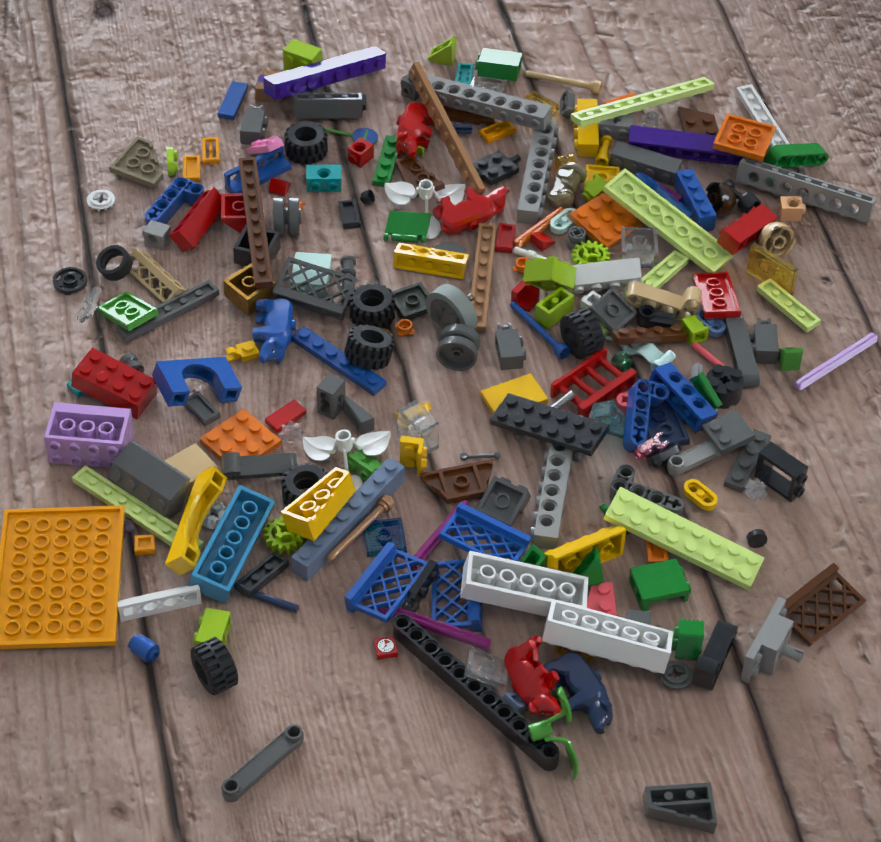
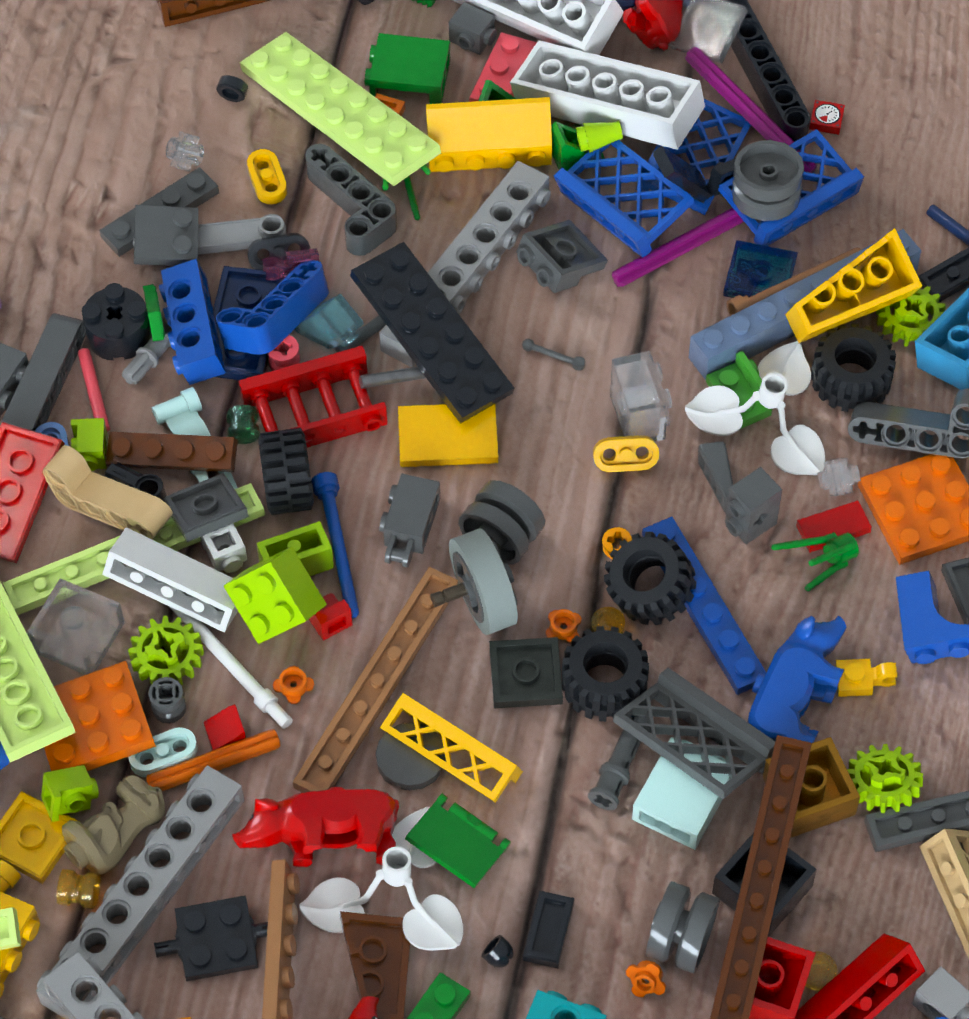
camera: 155 degrees left, 10 degrees up
(215, 306) = (886, 777): none -> lime gear
(219, 233) = (822, 971): none -> clear yellow tile
(278, 398) = (836, 551): none -> green plant
(392, 375) = (609, 538): none -> light orange bush
(399, 556) = (767, 180): none -> dark grey wheel
(413, 453) = (671, 356): yellow bracket -> none
(452, 543) = (682, 173): none -> black tile
(459, 481) = (607, 314): reddish brown wing -> none
(505, 238) = (285, 763): red tile -> none
(519, 554) = (597, 135): none -> lime cone
(775, 456) = (135, 149): black window -> none

